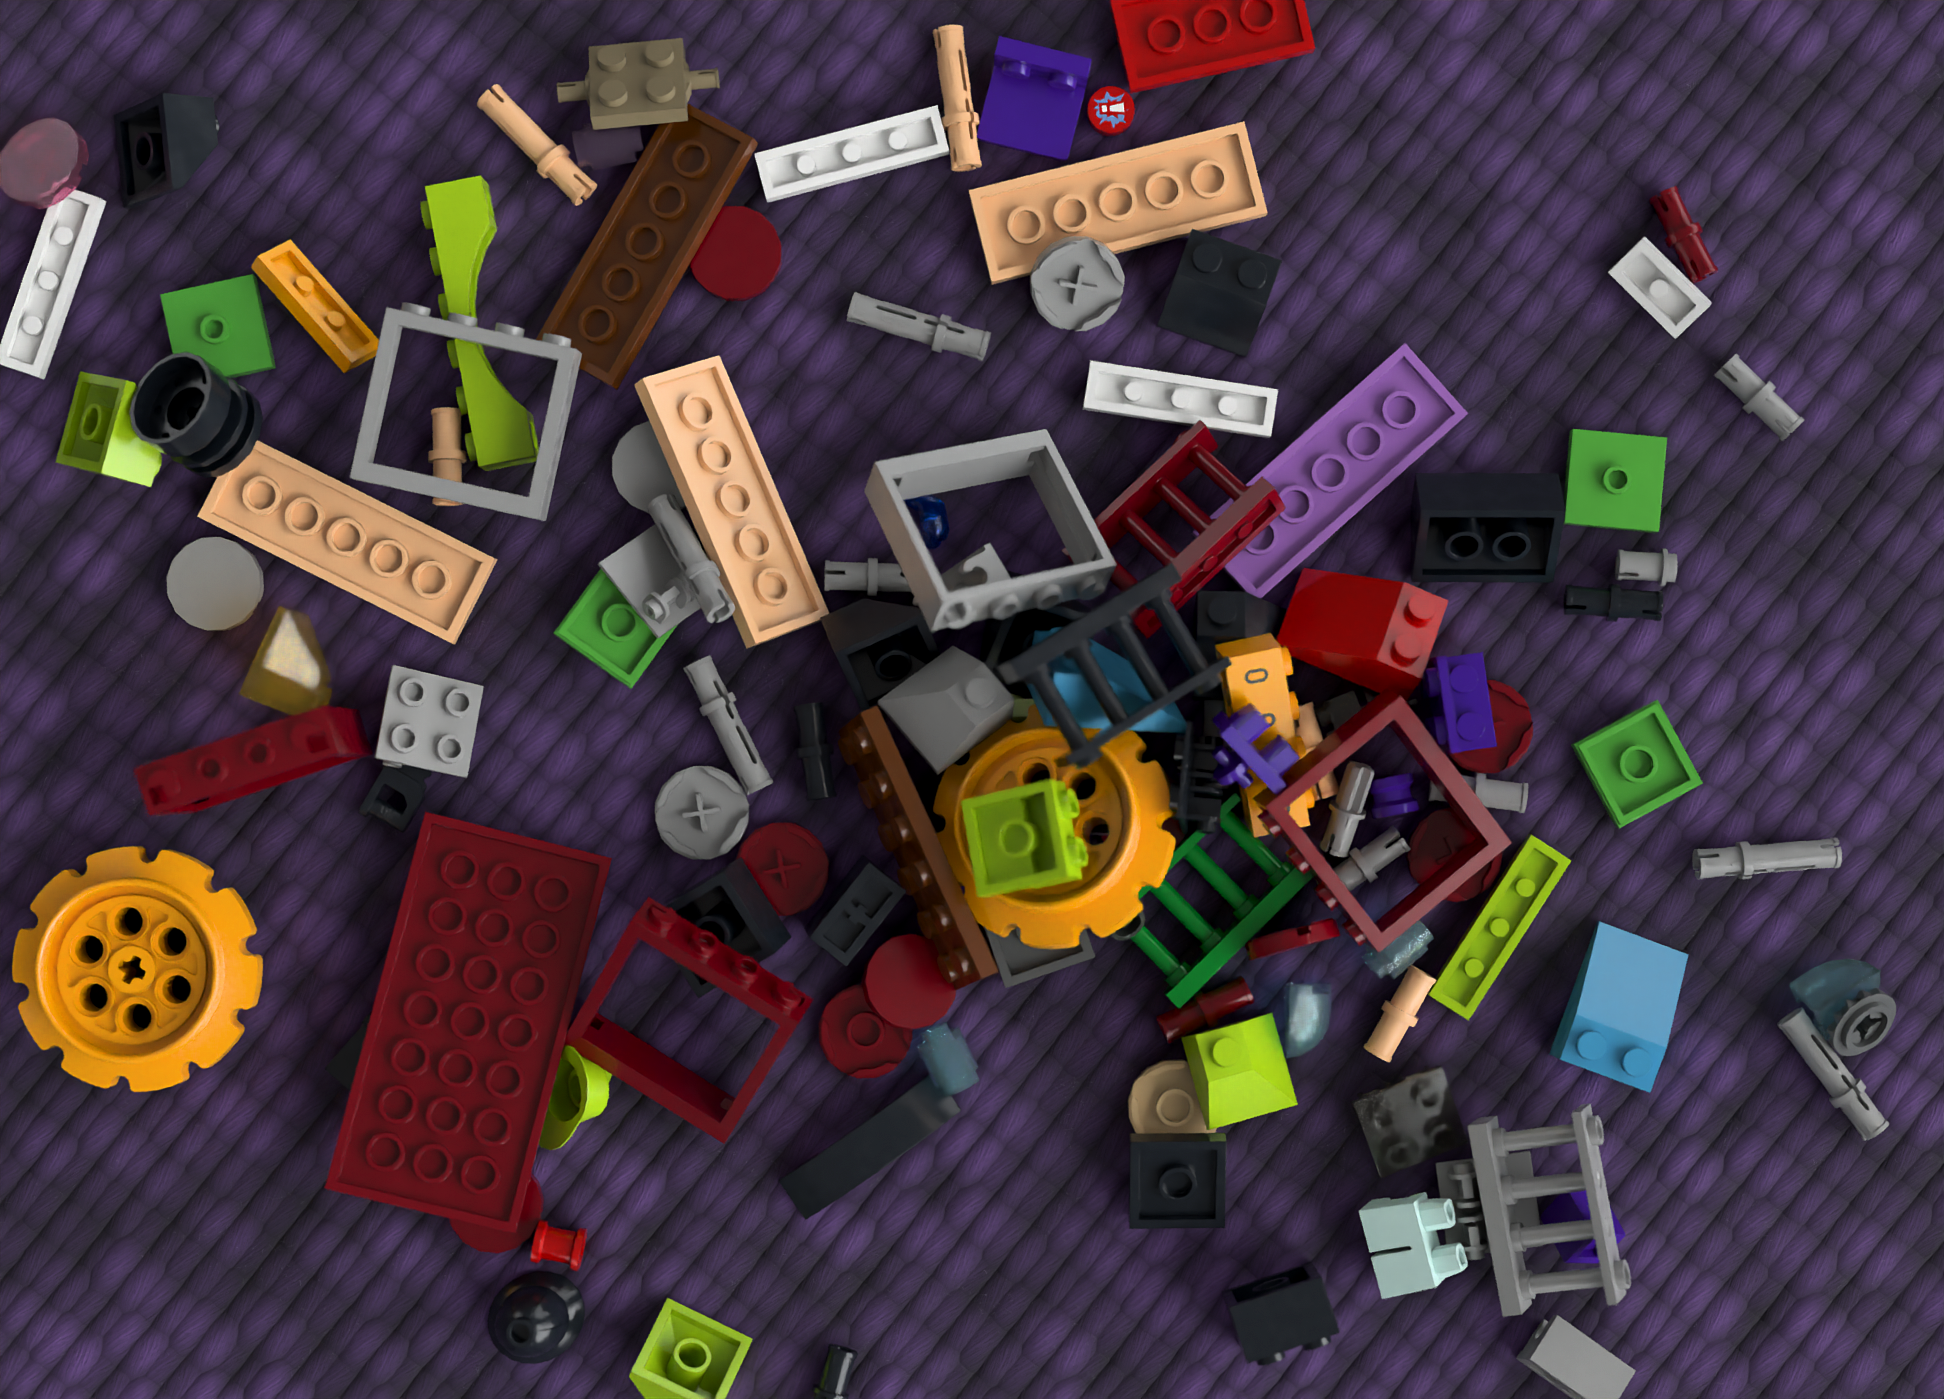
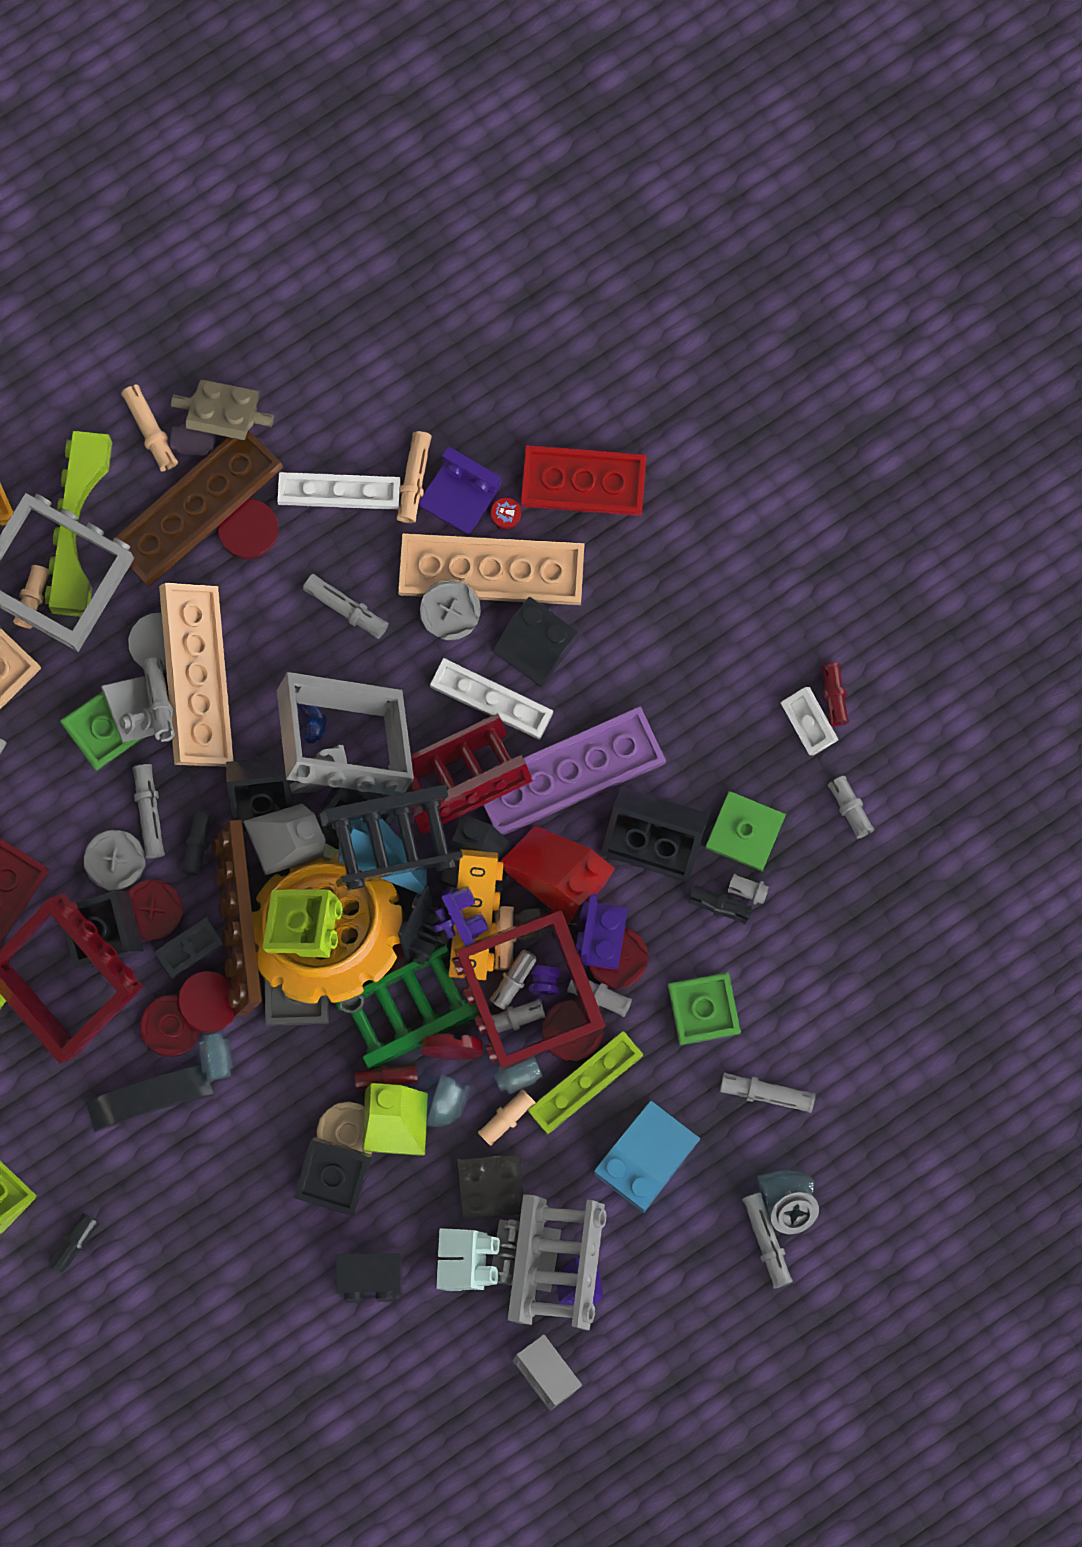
camera: 20 degrees right, 10 degrees down
(865, 577) = (260, 746): light grey pin -> none

